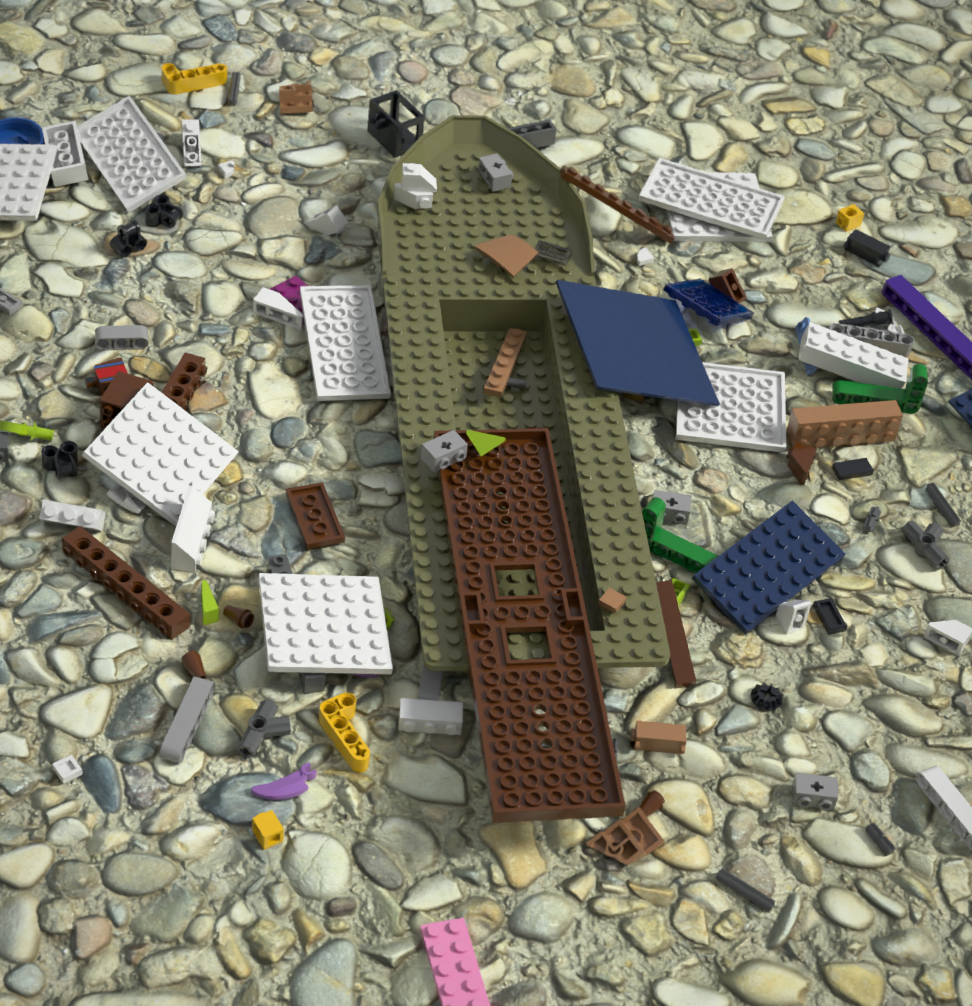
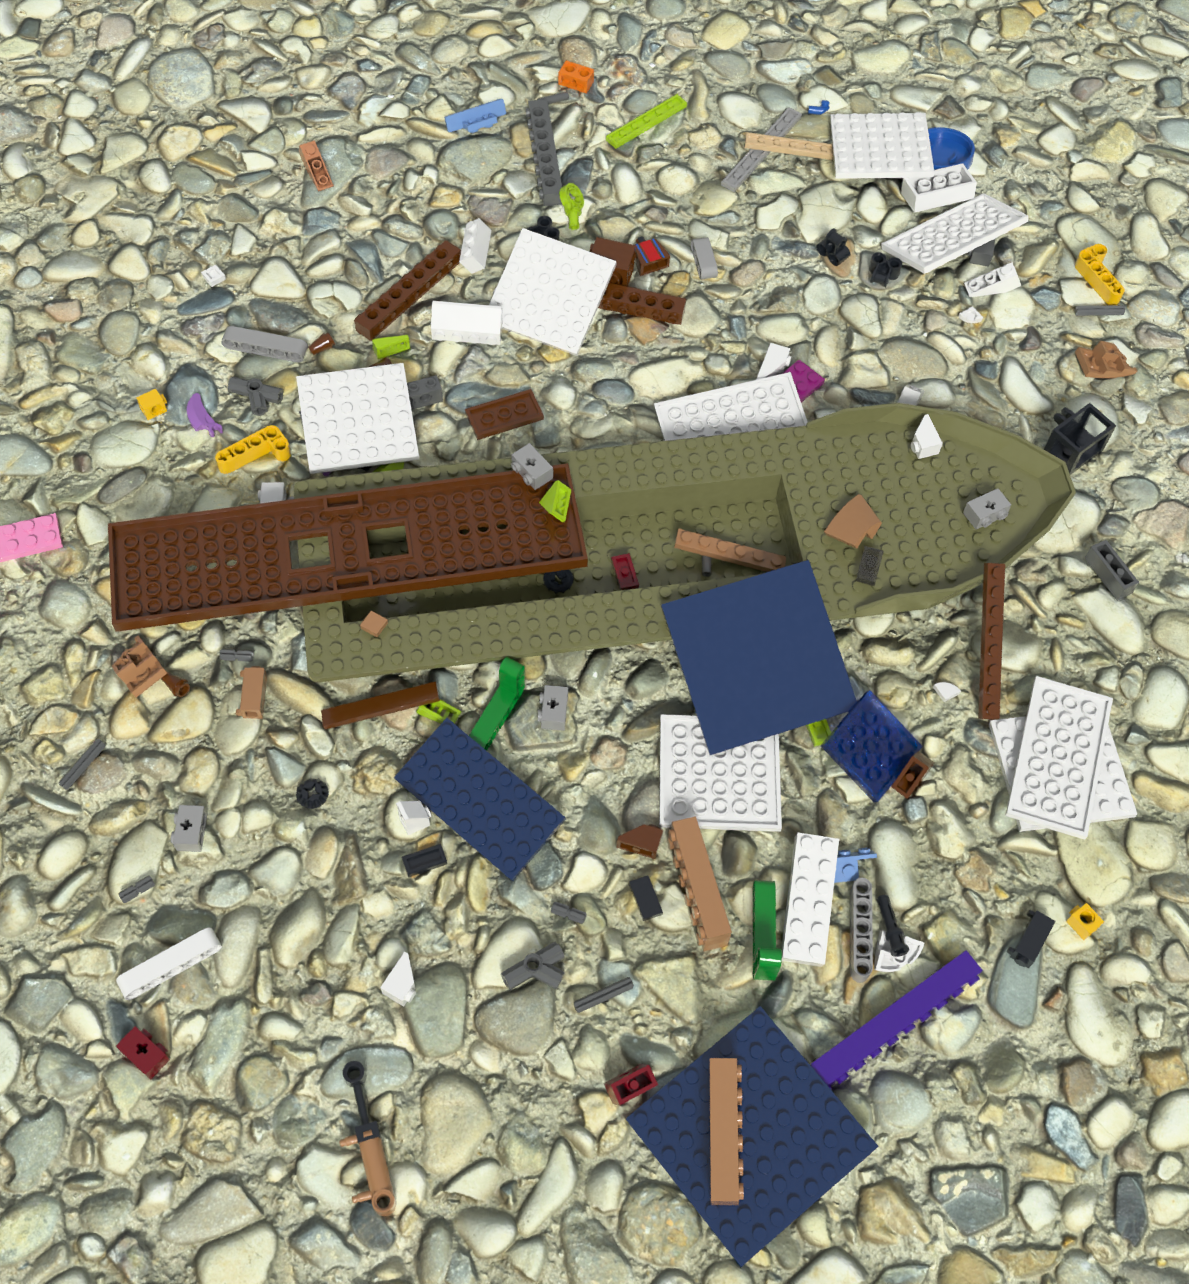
camera: 90 degrees right, 15 degrees up
(417, 179) = (932, 428): white slope -> none

